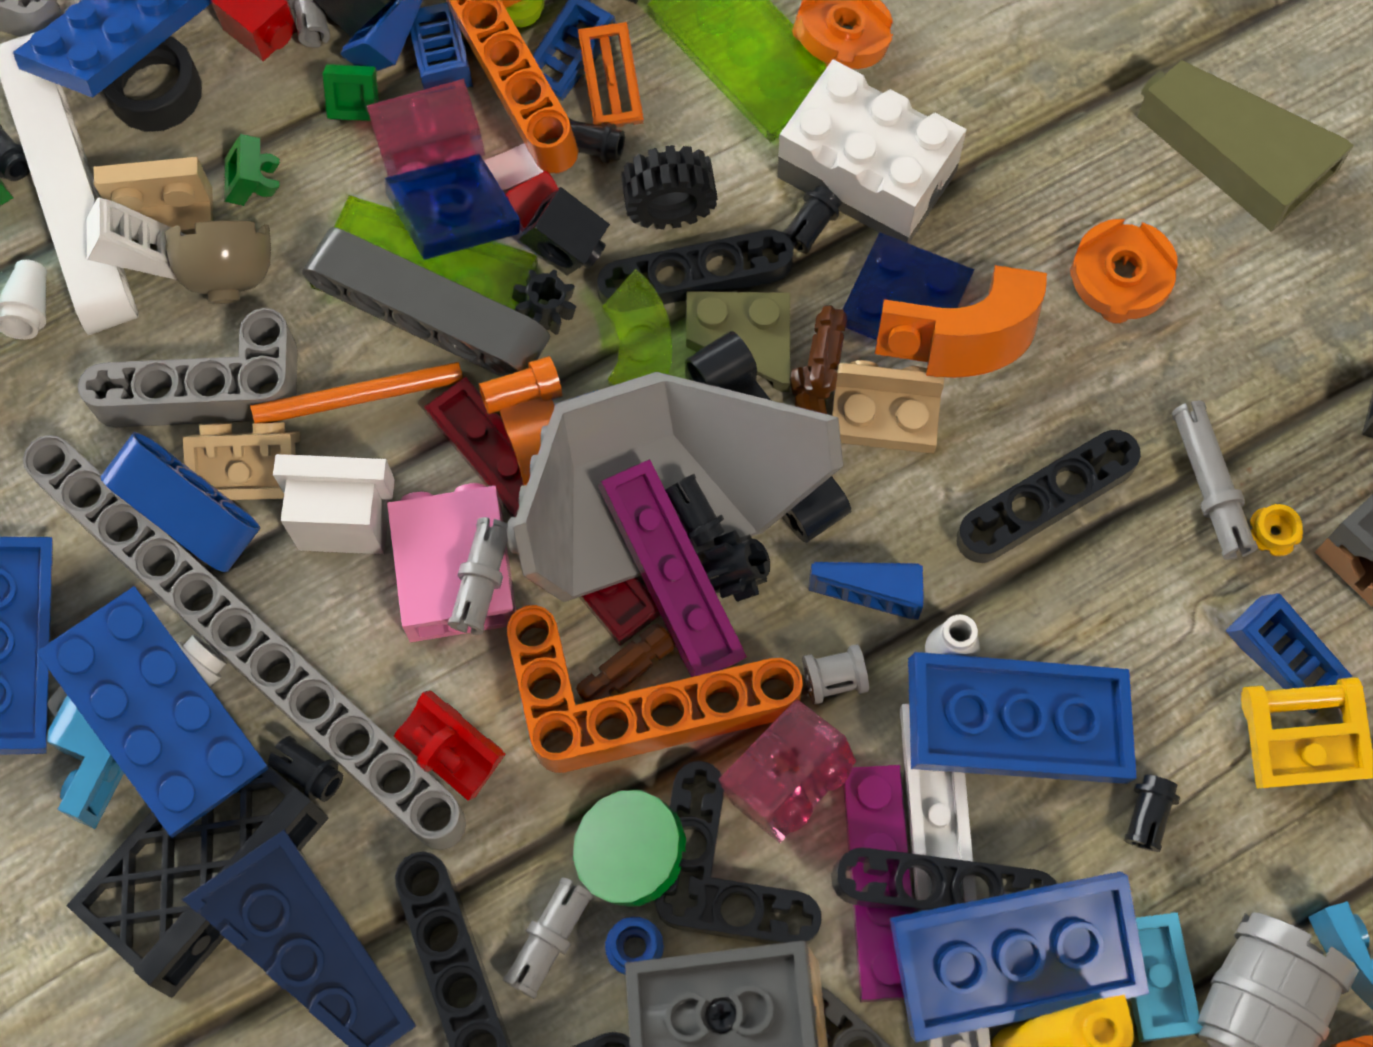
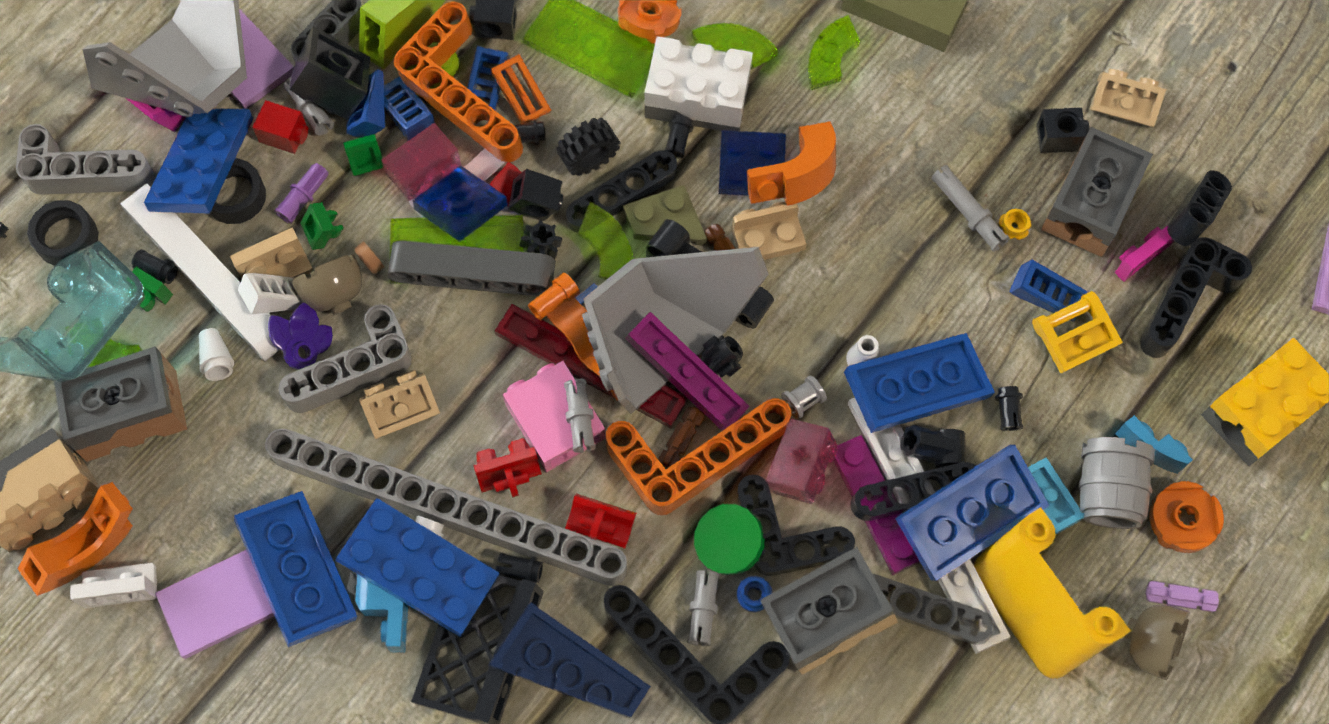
camera: 25 degrees left, 0 degrees up
(150, 308) = (300, 331): none -> dark purple plate
(180, 502) = (375, 440): blue beam -> none
(243, 117) = (301, 193): none -> medium lavender axle
(292, 239) = (368, 258): none -> medium nougat tile
(335, 502) = (470, 405): white plate -> none
(351, 618) = (507, 470): none -> red hips
(356, 393) = (450, 337): orange bar -> none
(697, 513) = (687, 333): black pin -> none
(825, 352) = (721, 212): reddish brown axle -> none
(879, 586) = (807, 338): blue slope -> none
(986, 128) = (727, 35): none -> clear neon green tile
(1014, 831) = (940, 447): none -> black piece
(1051, 499) = (880, 250): black beam -> none
(1092, 171) = (828, 52): none -> clear neon green tile
(1118, 296) = (871, 120): orange plate -> none

